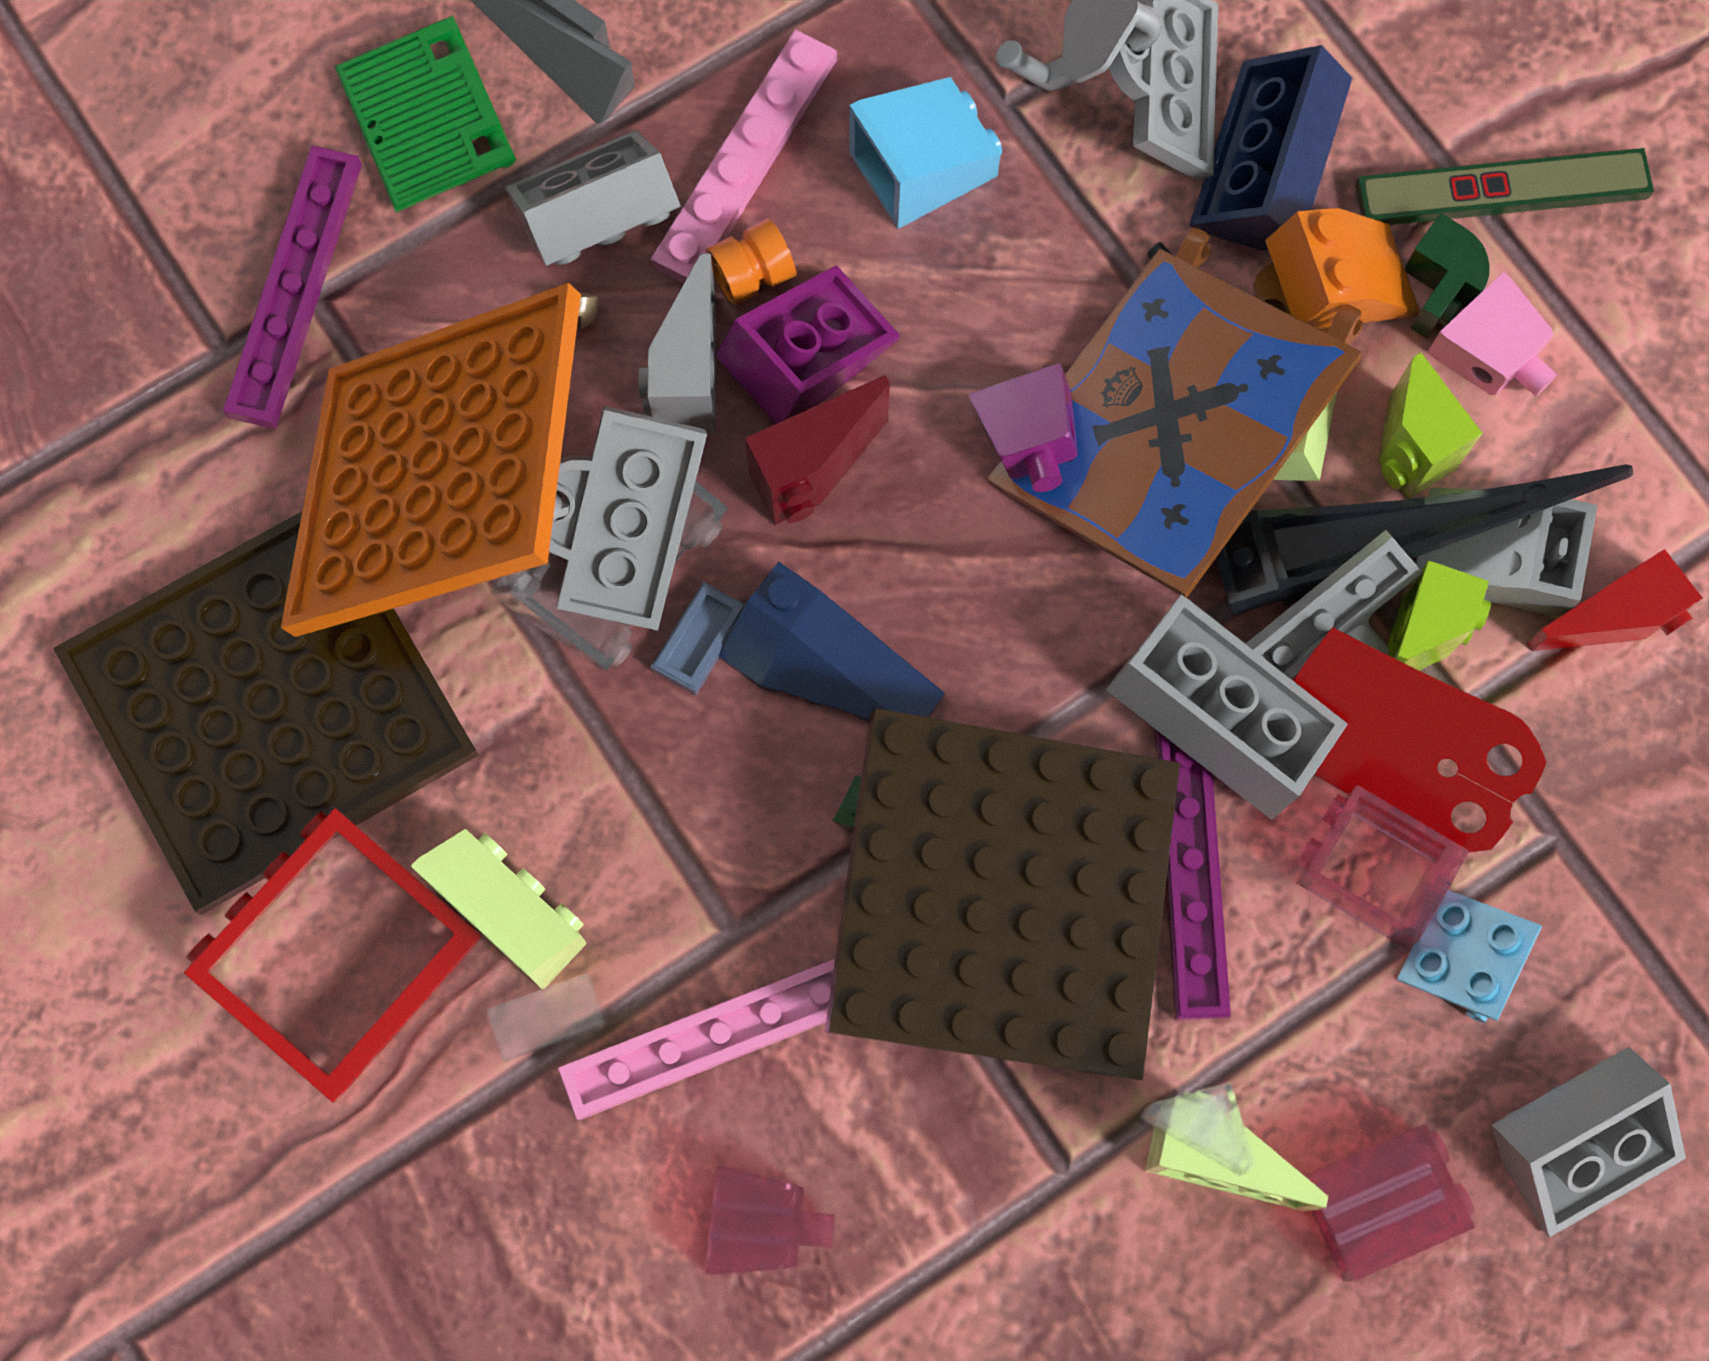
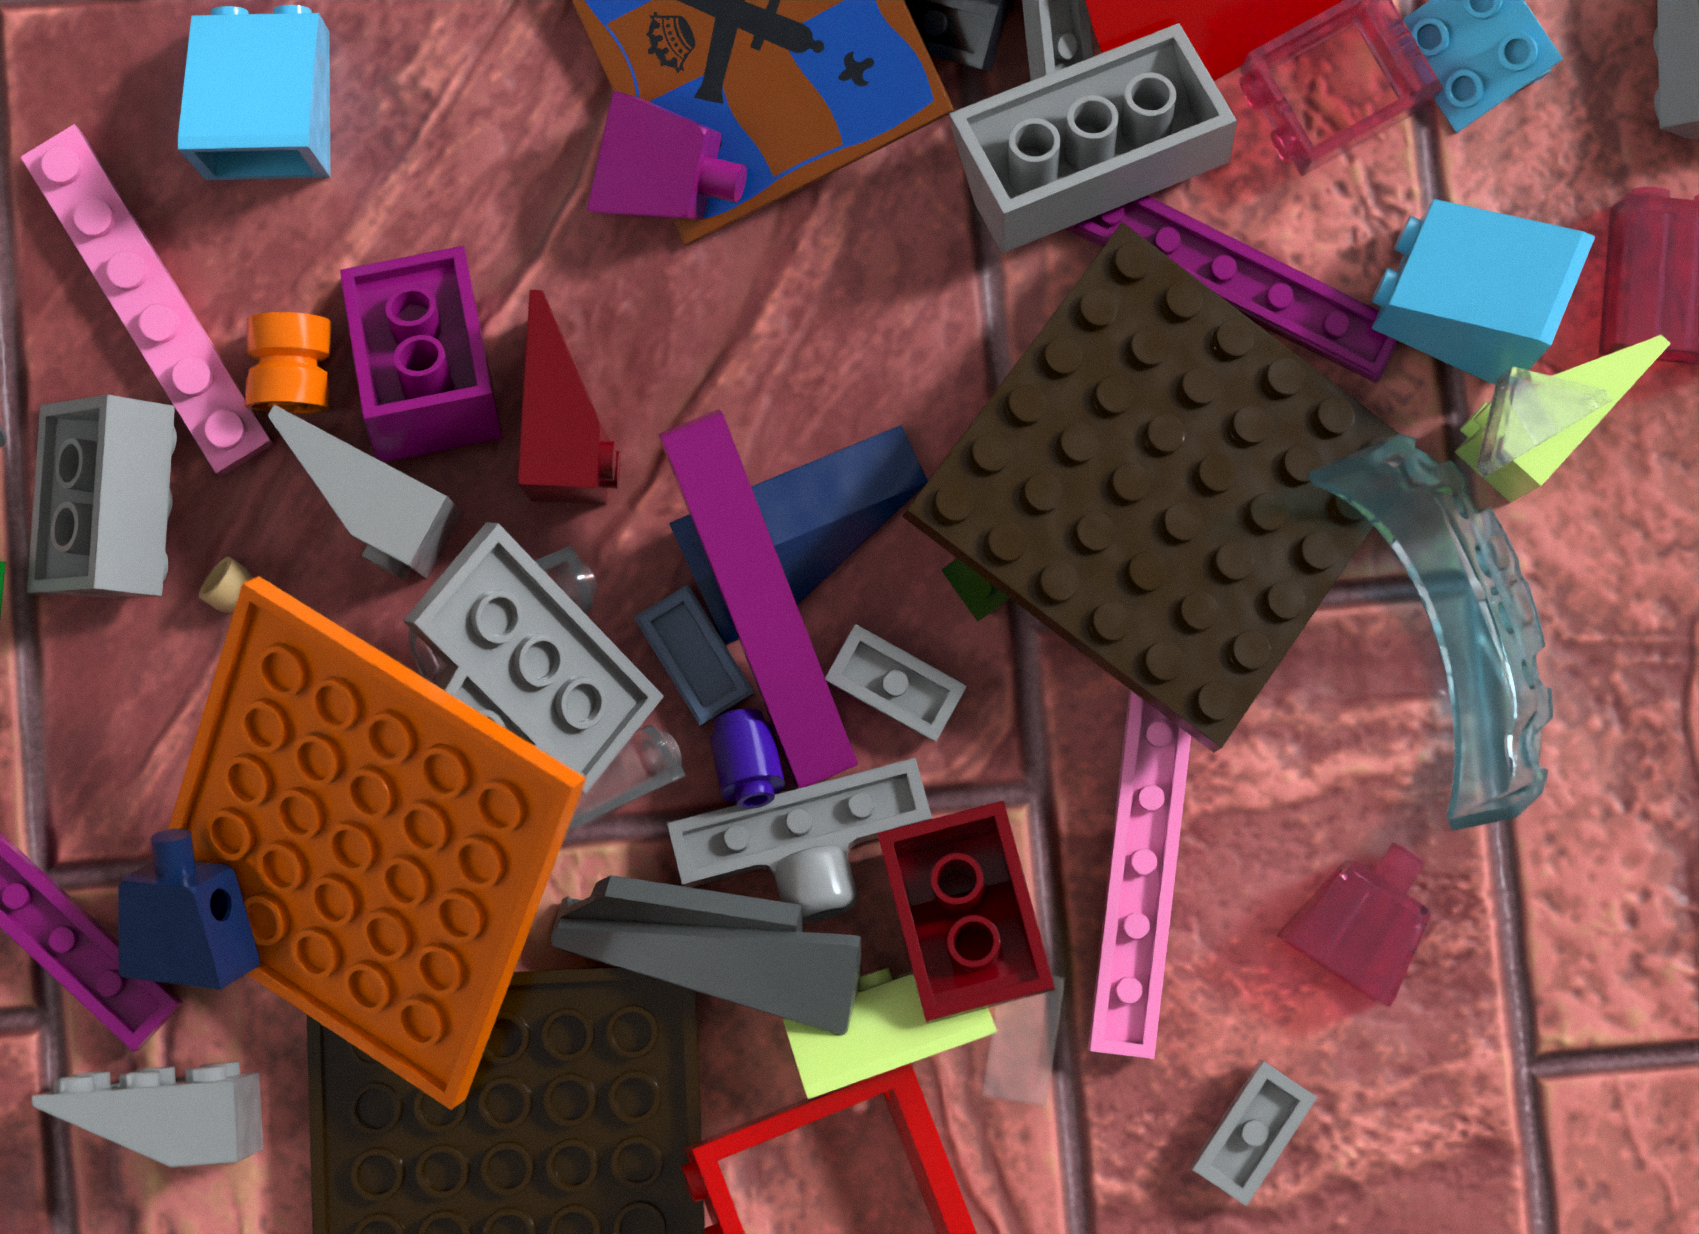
camera: 65 degrees left, 10 degrees up
(189, 450) = (173, 1120): none -> light grey slope
(327, 388) = (183, 919): none -> dark blue torso
(495, 759) = (717, 946): none -> dark grey wedge
(560, 1225) = (1253, 1132): none -> light grey plate
(608, 779) = (802, 836): none -> light grey plate
(611, 913) = (965, 912): none -> dark red slope
(643, 708) = (746, 758): none -> dark purple brick
(754, 785) = (895, 683): none -> light grey plate
(757, 649) = (758, 598): none -> magenta tile
(1050, 1183) = (1477, 613): none -> clear light blue windscreen
(1287, 1047) = (1479, 287): none -> medium azure slope

